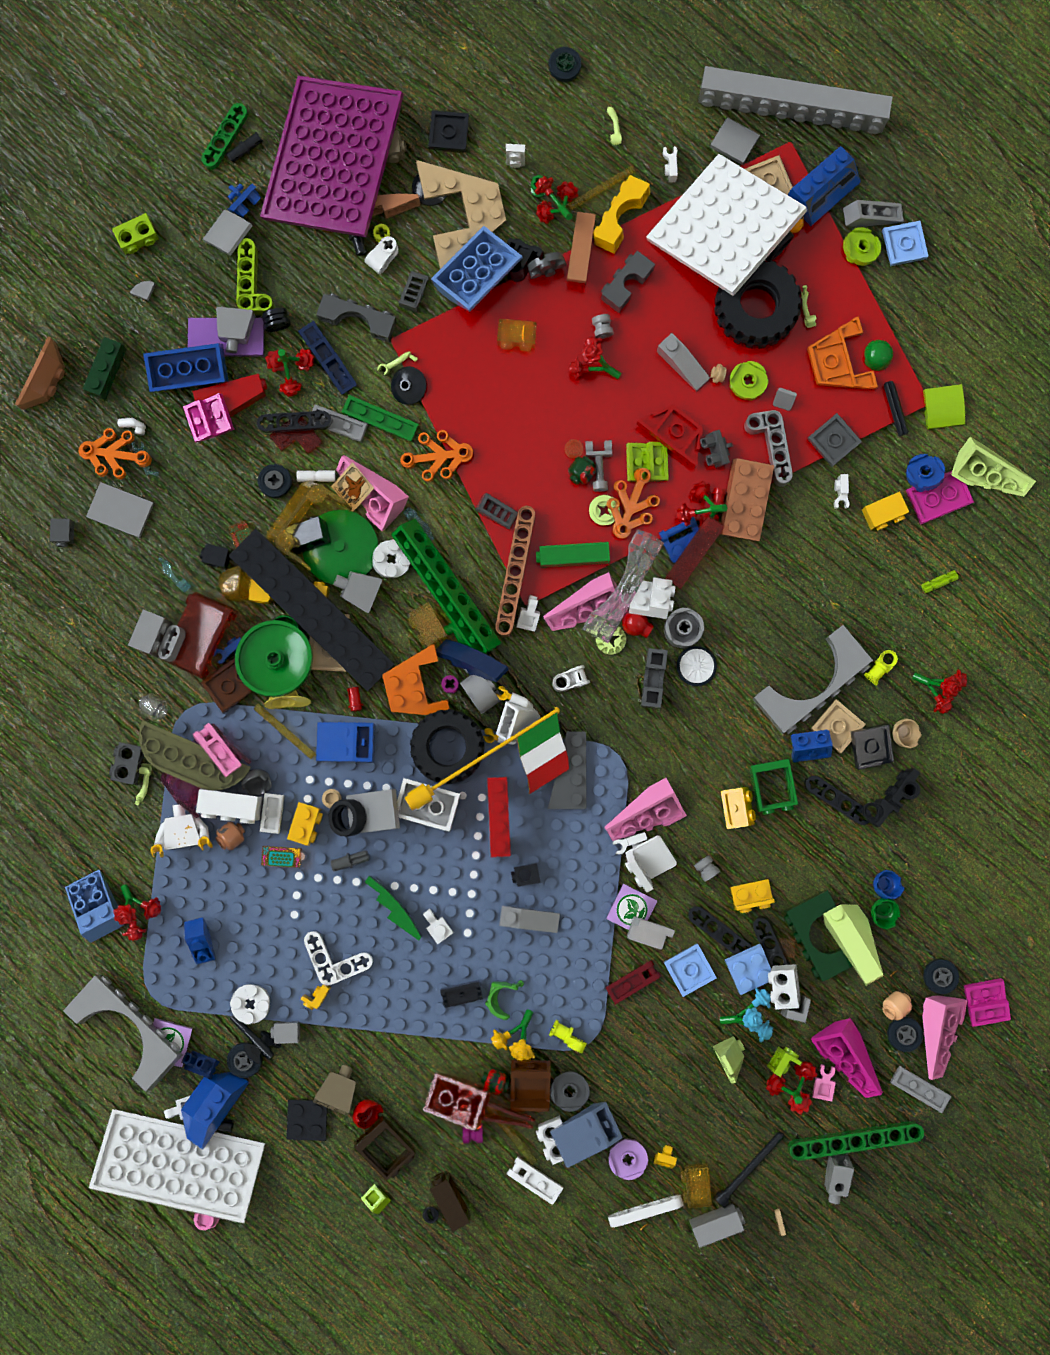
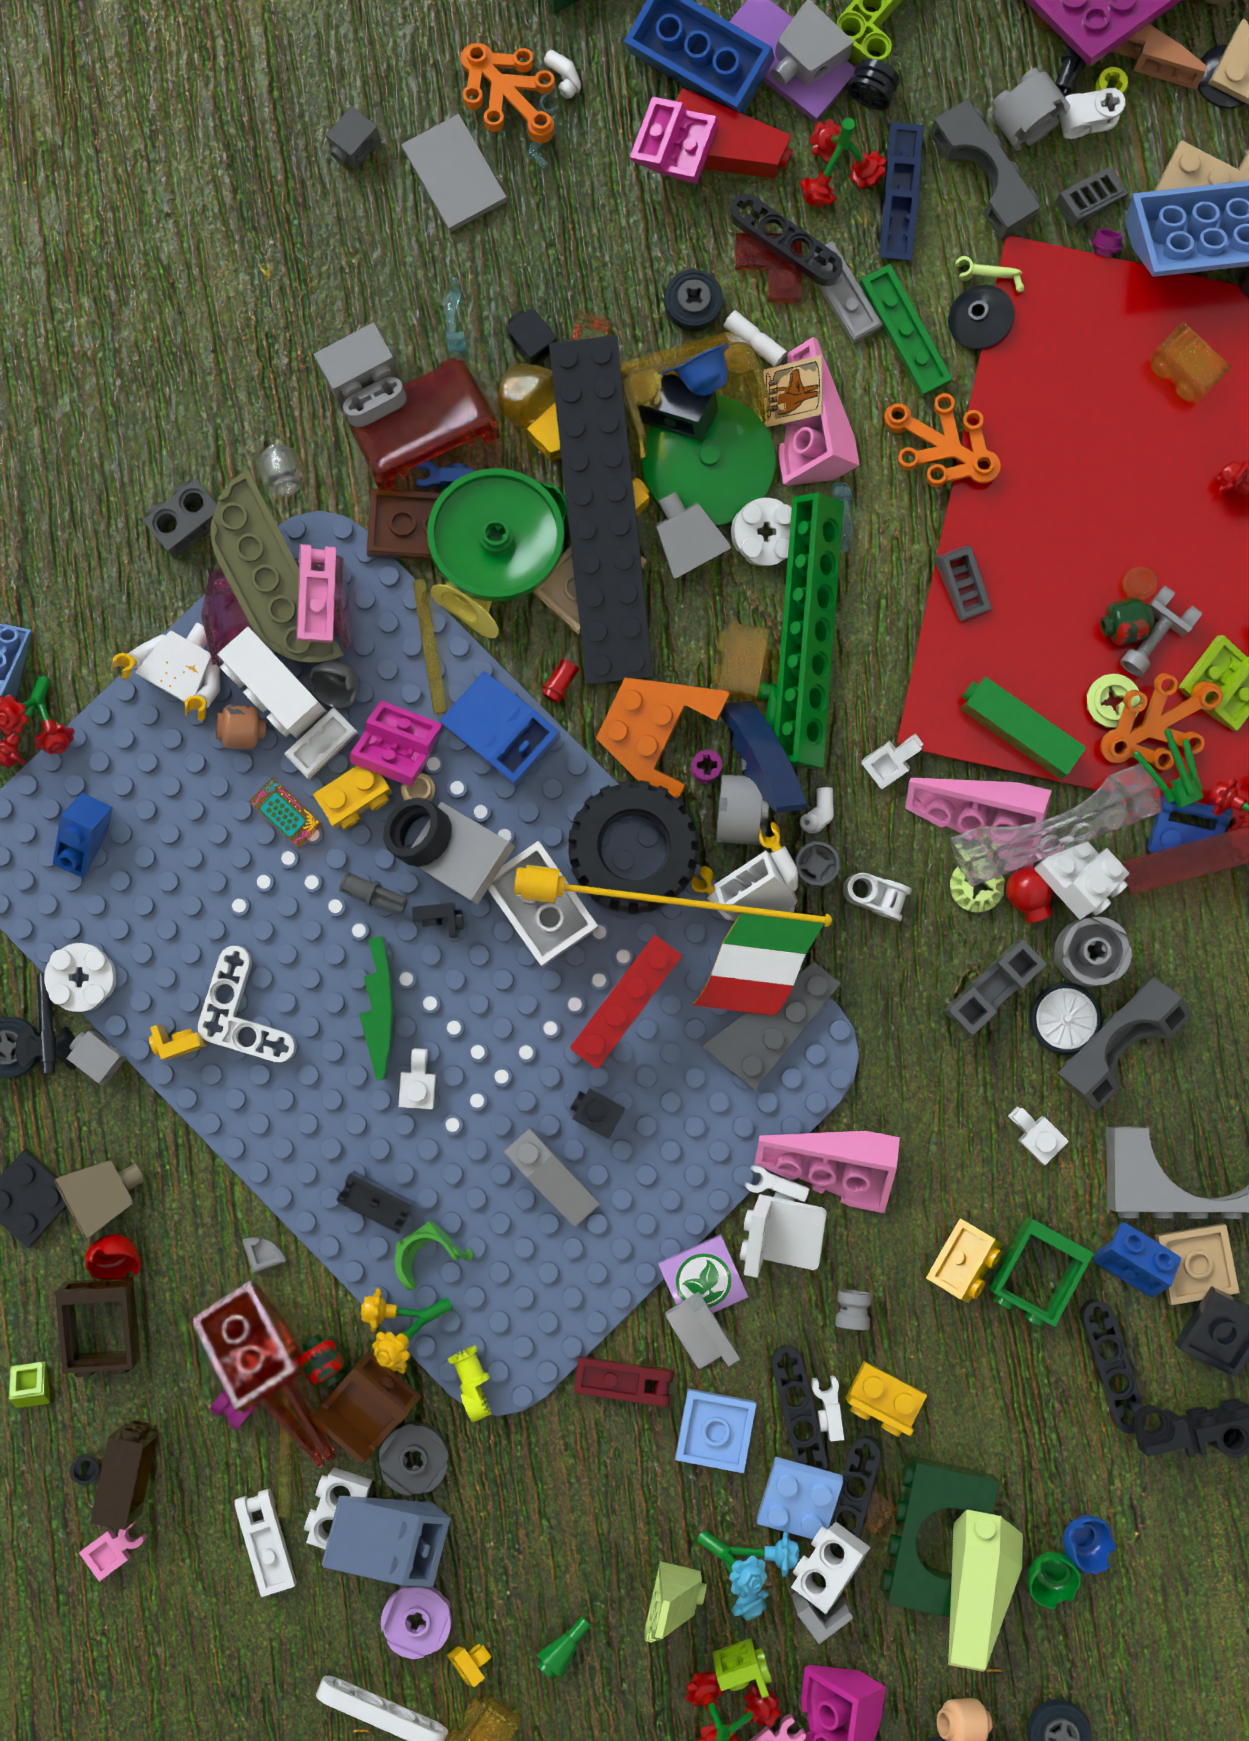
camera: 35 degrees right, 0 degrees up
(145, 769) = (202, 549): yellowish green piece -> none
(305, 786) = (396, 743): none -> dark pink slope
(308, 513) = (705, 371): none -> blue piece
(355, 276) = (1029, 109): none -> light grey brick
(383, 849) = (433, 914): none -> black bracket
(430, 1057) = (263, 1253): none -> light grey tile
(437, 306) = (1107, 242): none -> magenta plate
(470, 1240) = (110, 1551): none -> bright pink plate
(517, 663) = (821, 814): none -> white arm
(520, 562) = (933, 672): nougat beam -> none
(533, 688) = (816, 864): none -> dark grey wheel
(665, 524) = (1187, 787): none -> green plant
(701, 1122) = (558, 1654): none -> green cone
(727, 727) = (1039, 1137): none -> white plate
(729, 635) = (1150, 1013): none -> dark grey arch
(734, 923) = (830, 1416): none -> white plate

